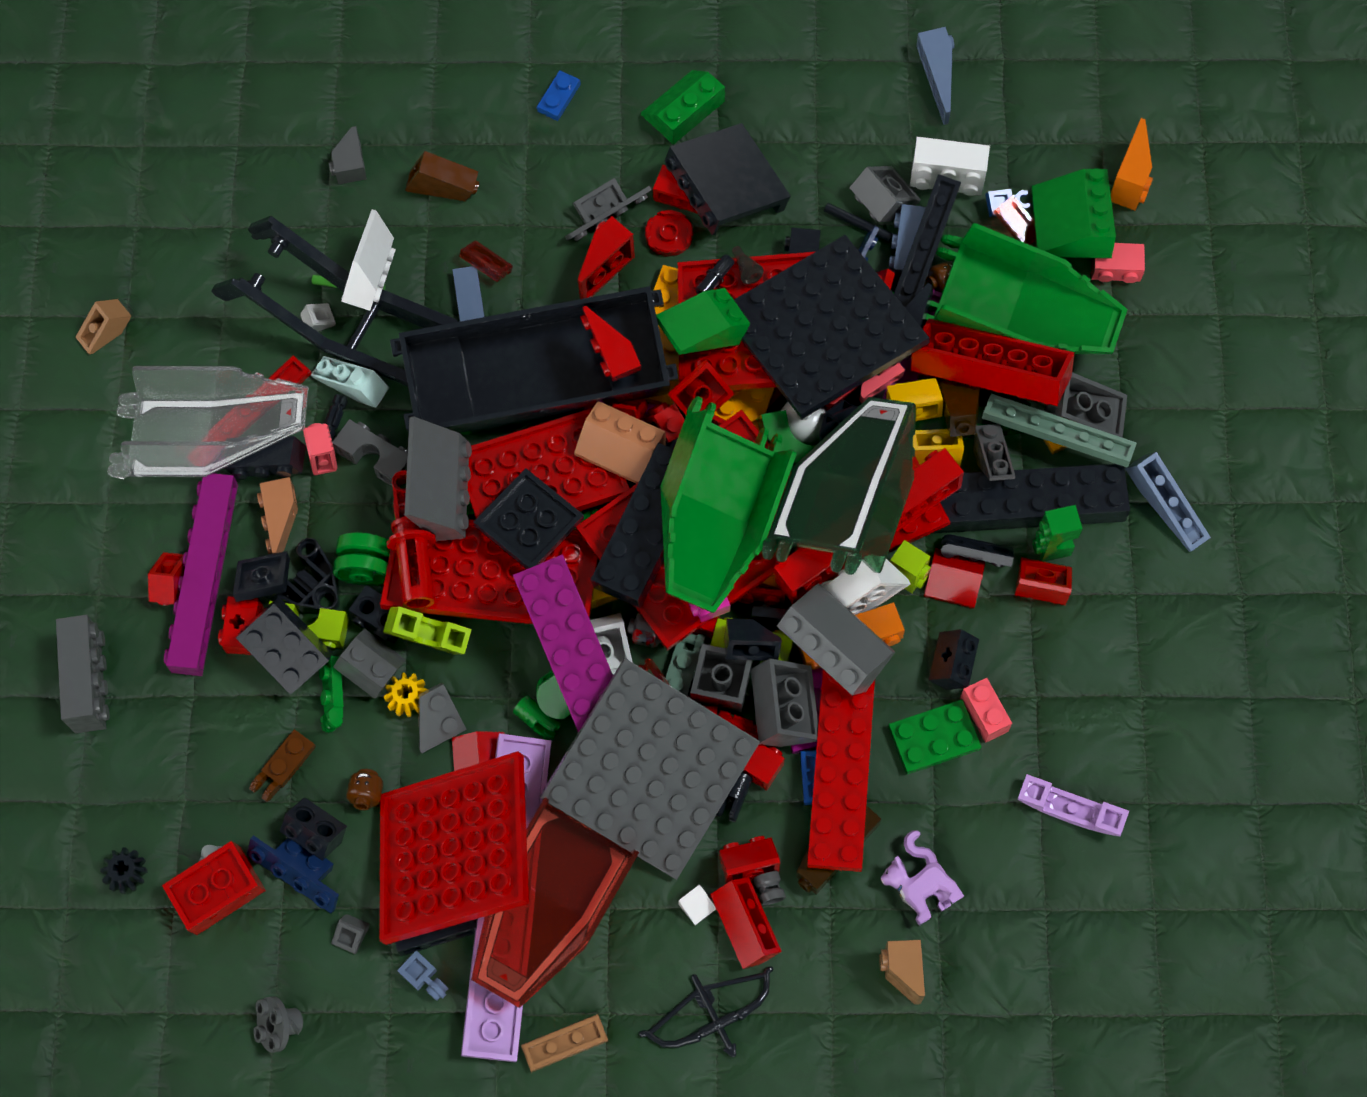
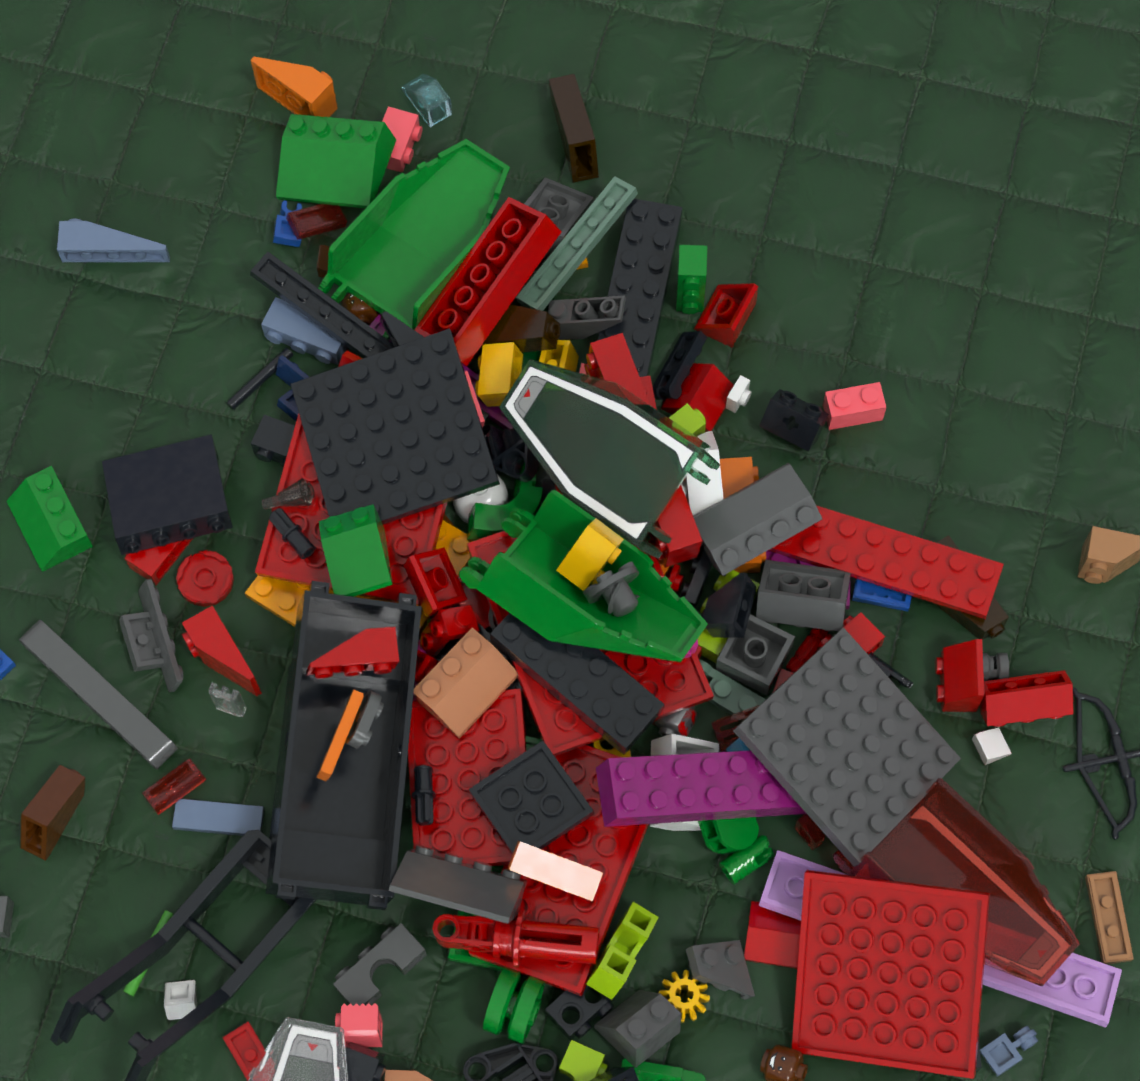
camera: 75 degrees left, 0 degrees up
(335, 413) = (314, 1005): black axle -> none
(351, 380) = (277, 976): light aqua slope -> none
(370, 264) = (148, 914): white slope -> none
(473, 553) = (555, 870): none -> tile
(515, 438) = (423, 795): none -> black axle
(537, 351) = (340, 735): none -> orange tile
(546, 183) = (98, 694): none -> dark grey beam
(563, 274) = (226, 701): none -> clear tile
(568, 369) = (368, 711): none -> dark grey plate
(720, 528) = (615, 590): none -> dark grey plate
(747, 500) = (590, 555): none -> yellow brick
(883, 192) = (237, 341): dark grey slope -> none
(928, 882) = (1022, 516): lavender animal -> none
(934, 737) = (866, 465): green plate -> none
(951, 159) = (229, 264): white brick -> none
(966, 608) = (739, 394): none -> white plate
(1072, 808) = (975, 354): lavender slope -> none
(1167, 499) = (673, 173): sand blue slope -> none
(1168, 277) = (428, 98): none -> clear light blue slope
(1181, 402) = (574, 128): none -> dark brown slope

